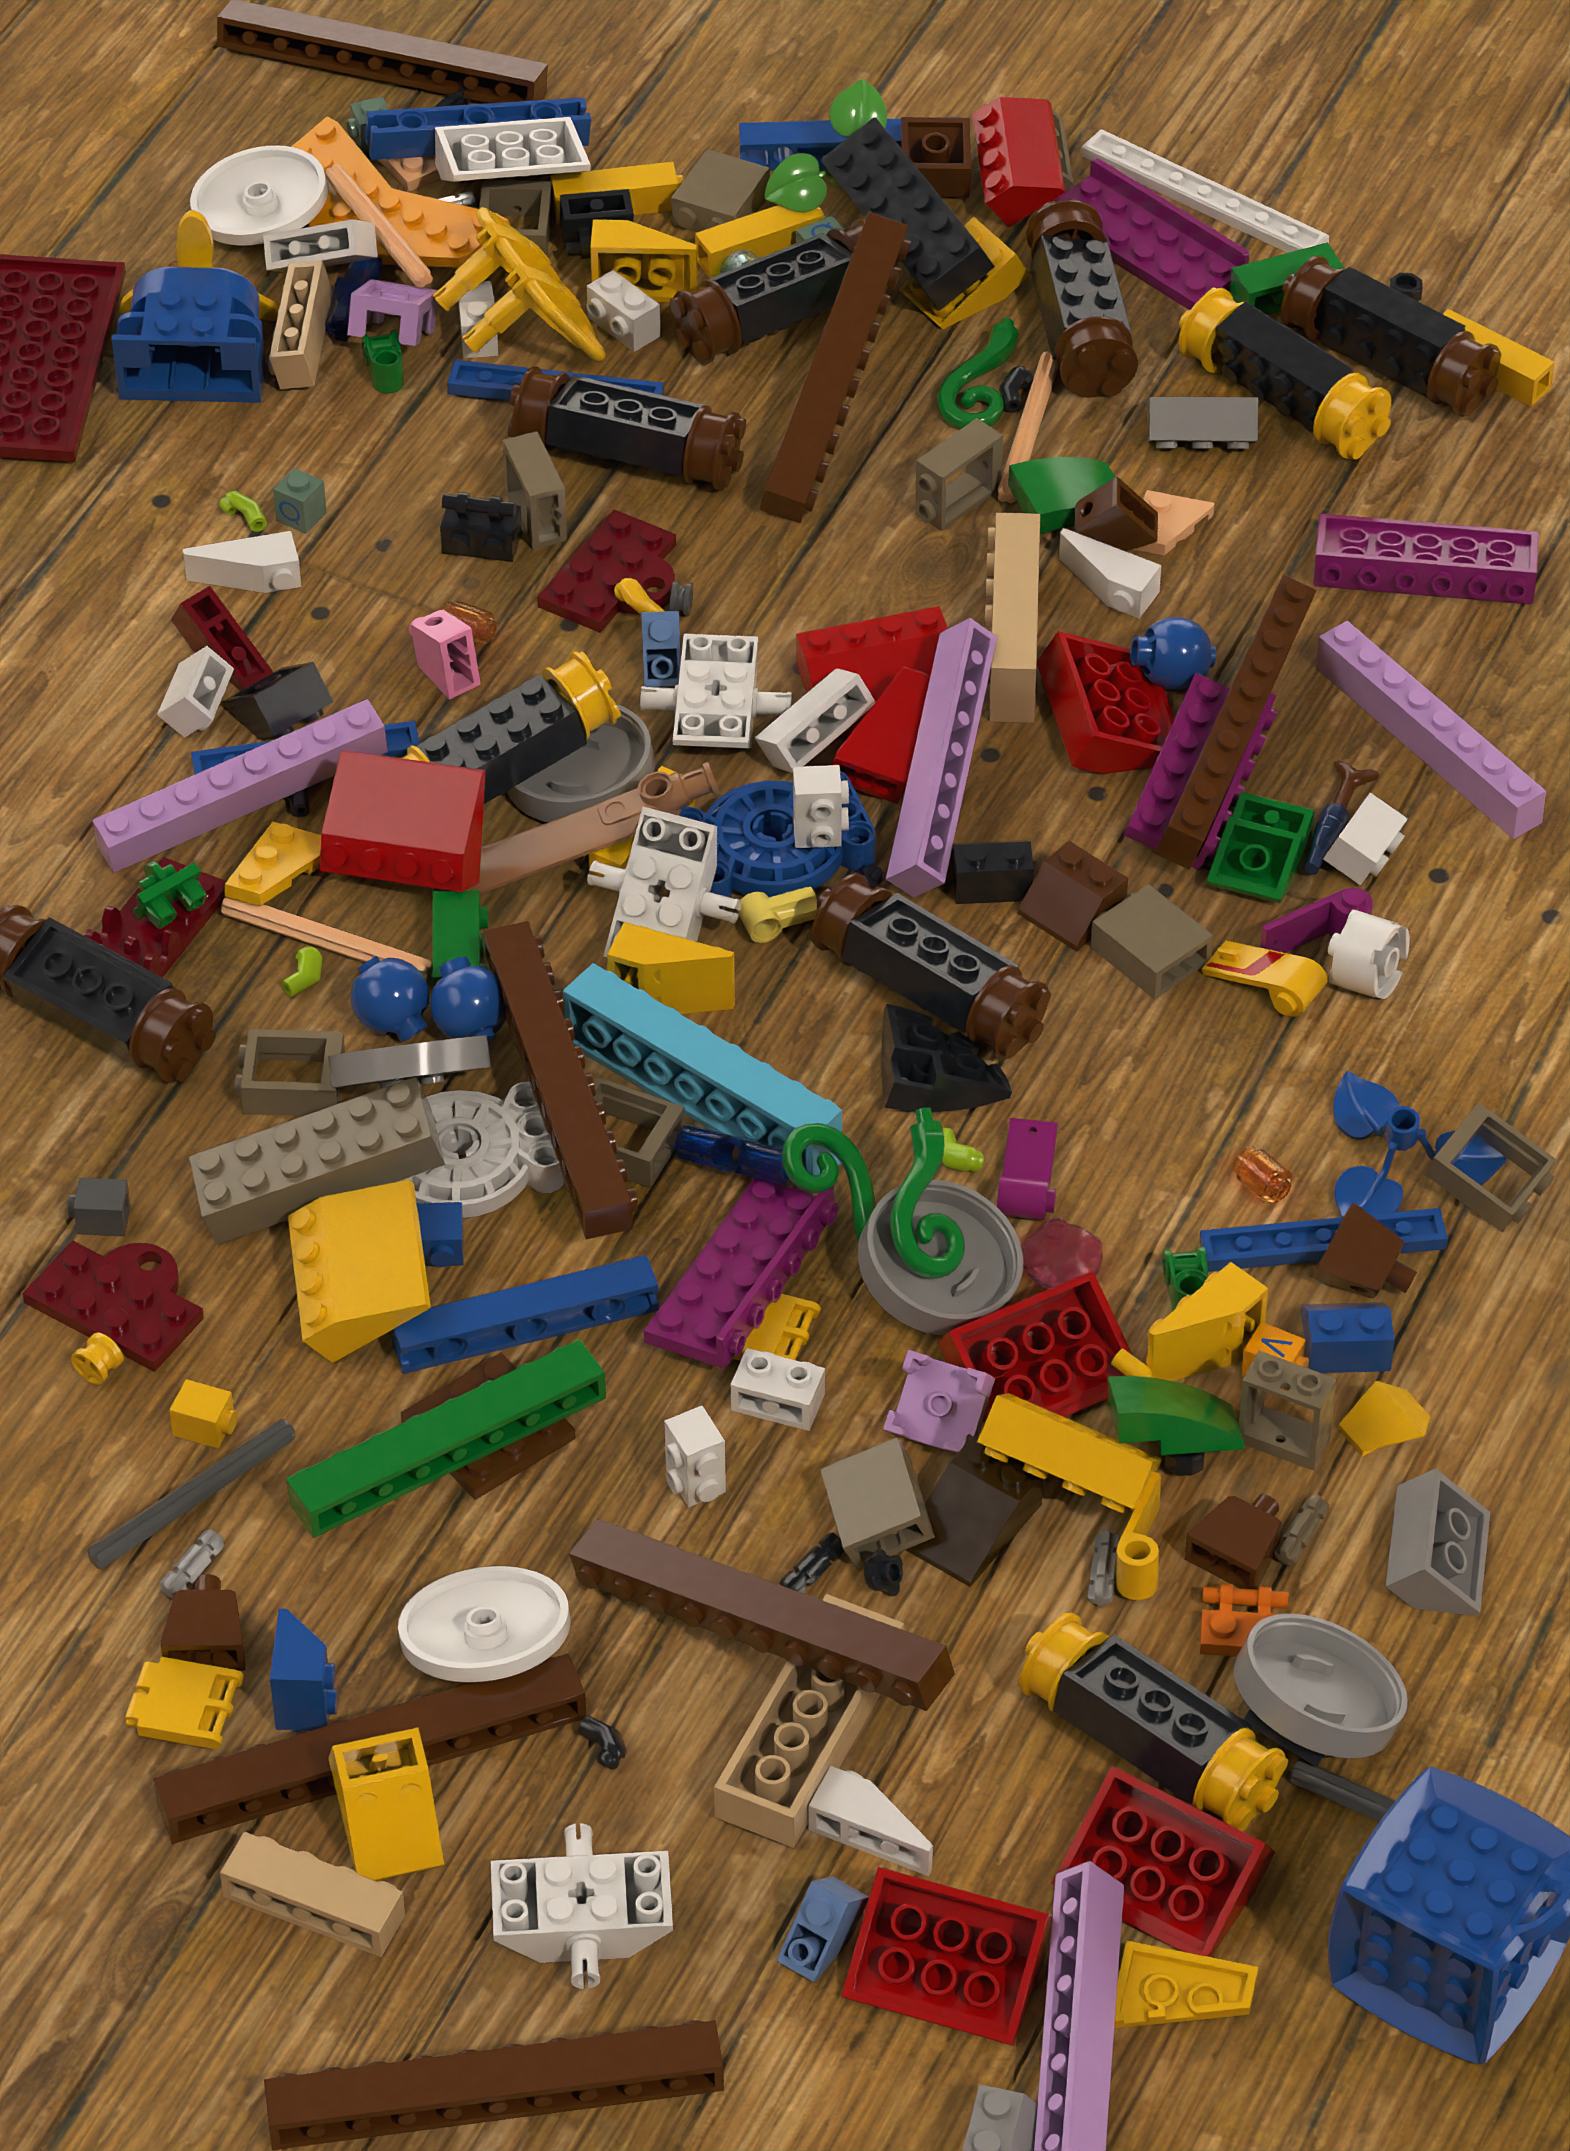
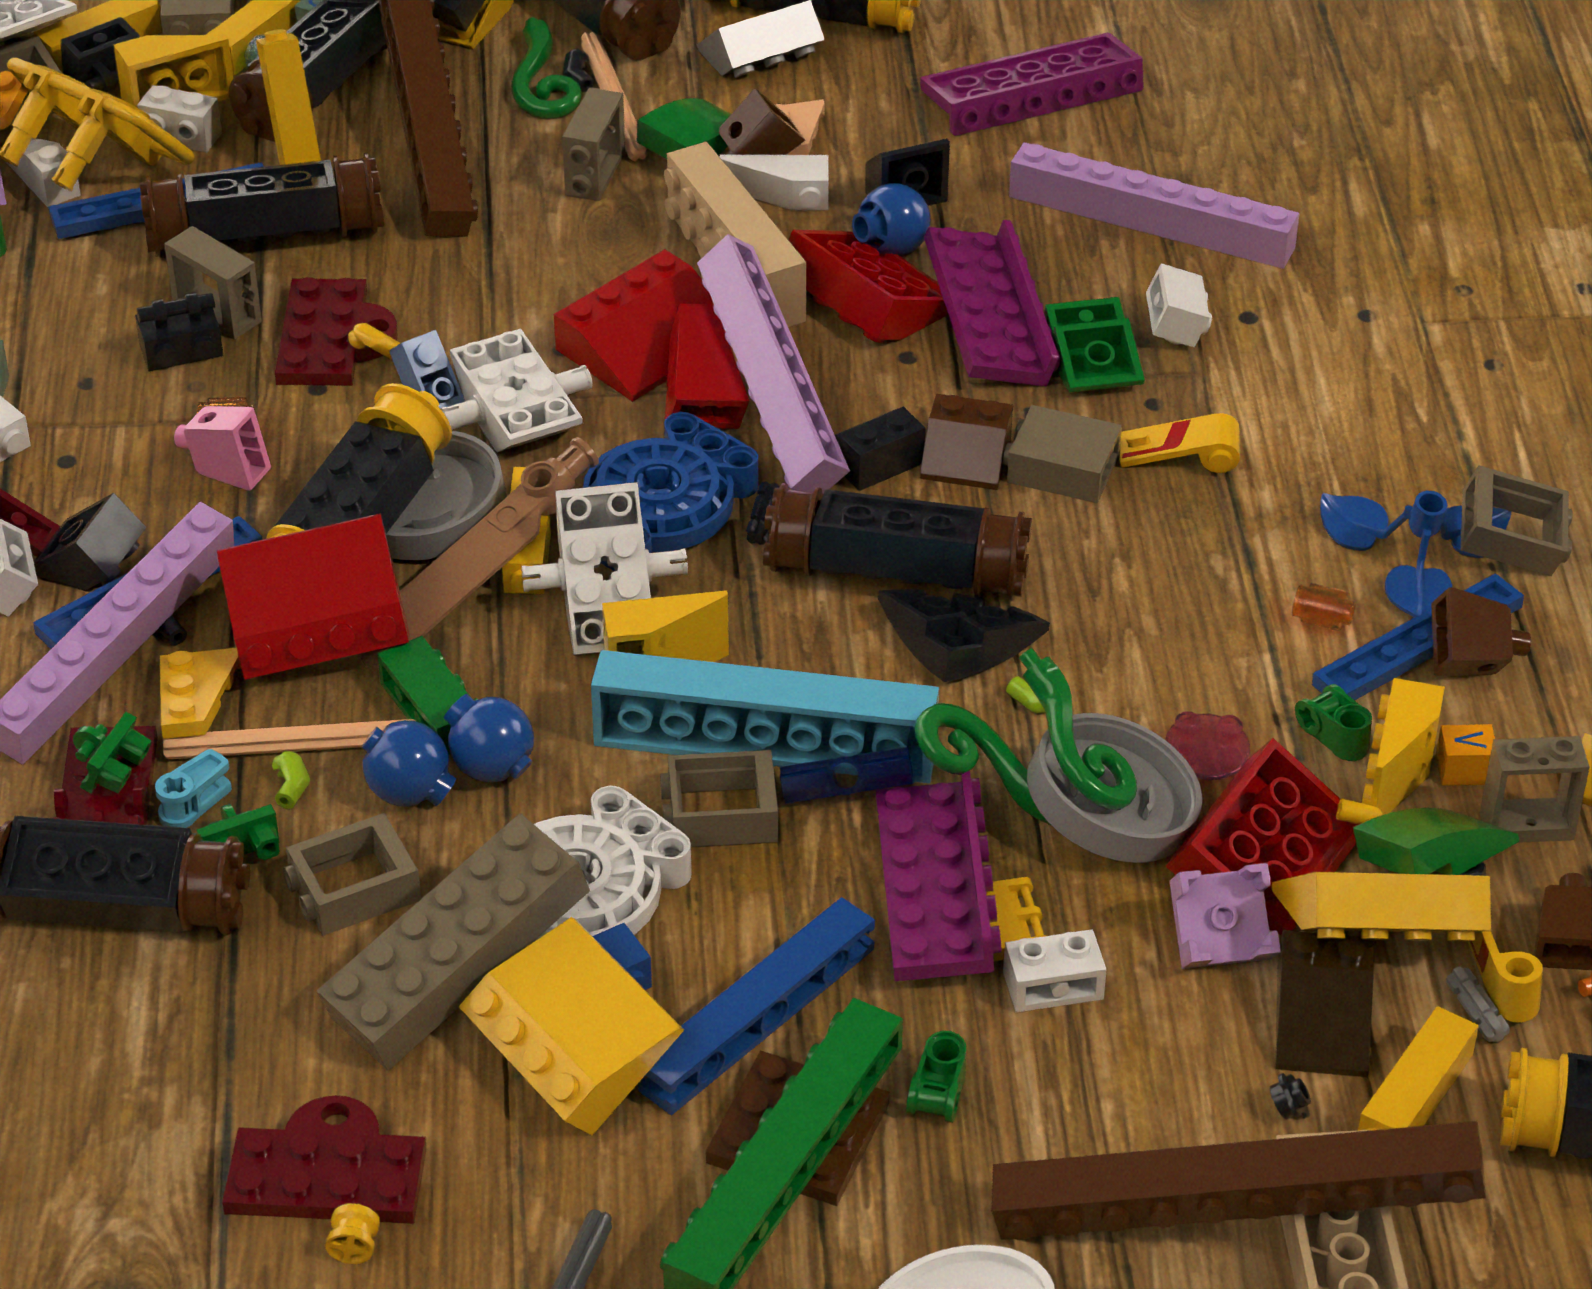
camera: 30 degrees left, 5 degrees down
(100, 1207) = (246, 1081): dark grey brick -> none
(203, 1414) = (507, 1240): yellow brick -> none
(221, 947) = (192, 789): none -> medium azure piece
(232, 1003) = (253, 828): none -> green hips
(420, 1060) = (477, 814): light grey piece -> none
(559, 1083) = (647, 773): reddish brown brick -> none
(619, 1434) = (939, 1076): none -> green piece
(681, 597) = (412, 325): dark grey bush -> none
(694, 1457) = (1039, 1064): white brick -> none
(705, 334) = (288, 97): none -> yellow brick
(768, 915) = (713, 552): light yellow piece -> none
(814, 1563) = (1215, 1113): black axle -> none
(815, 720) = (626, 379): white brick -> none
(818, 806) = (703, 439): white brick -> none
(877, 1502) = (1238, 1032): dark tan brick -> none
(996, 1606) = (1422, 1073): none -> yellow brick
(1028, 1169) = (1114, 683): magenta door -> none
(1225, 614) = (919, 167): none -> black slope
(1235, 723) = (1003, 253): reddish brown brick -> none
(1314, 920) = (1208, 375): magenta door -> none
(1334, 815) = (1131, 299): dark blue piece -> none
(1348, 1337) = (1516, 704): blue slope -> none
(1368, 954) = (1262, 392): white brick -> none

